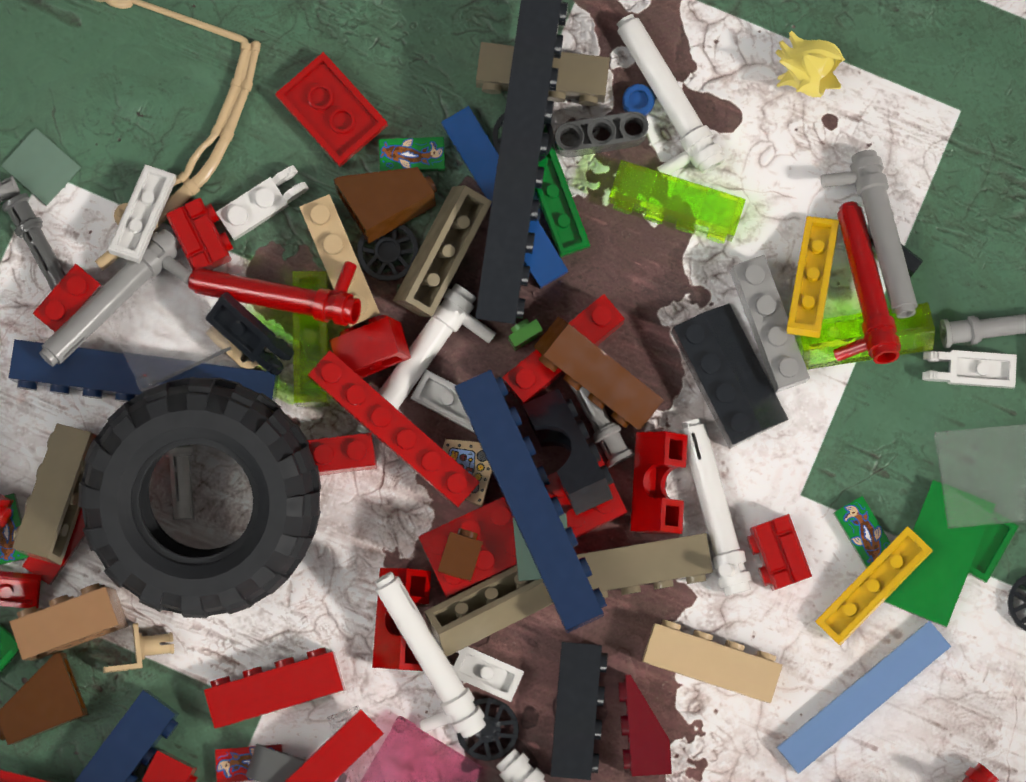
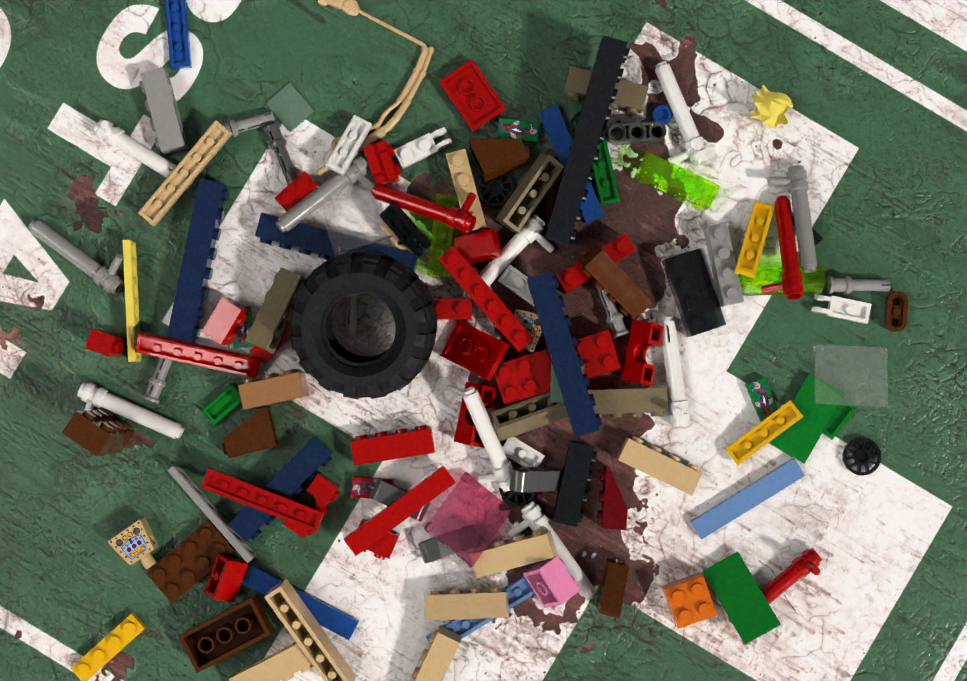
camera: 10 degrees right, 5 degrees up
(144, 647) = (318, 409): tan bracket -> none
(387, 515) = (474, 350): none -> red plate
(461, 554) = (517, 381): reddish brown brick -> none
(512, 710) = (535, 479): none -> dark grey beam
(524, 333) = (572, 250): bright green plate -> none
(581, 475) = (597, 344): black arch -> none
(779, 553) = (709, 405): red brick -> none

